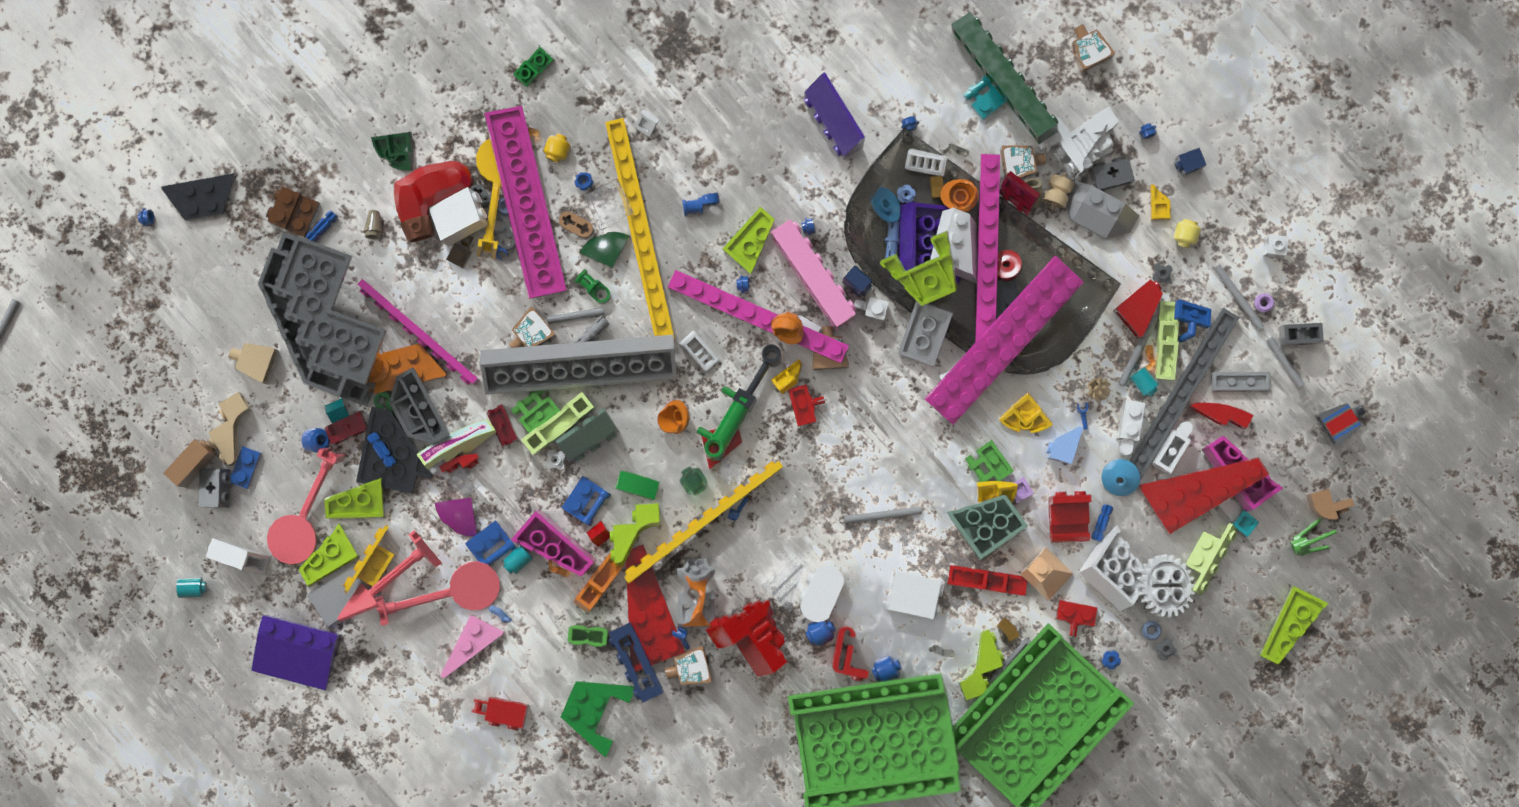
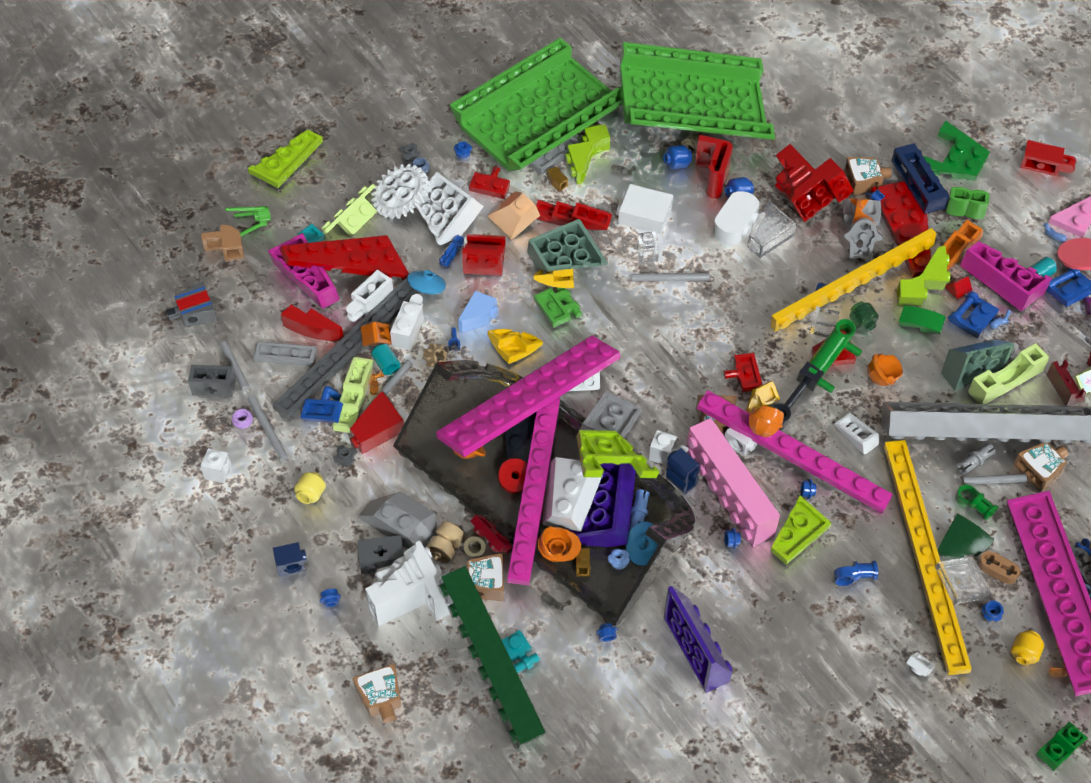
camera: 175 degrees left, 30 degrees down
(539, 414) = (1030, 388): bright green plate -> none
(562, 496) = (999, 321): none -> medium blue piece
(910, 166) = (597, 585): white slope -> none
(1023, 490) = (528, 283): lavender plate -> none
(1157, 402) = (375, 334): none -> orange slope
(1159, 205) = (333, 523): yellow tile -> none

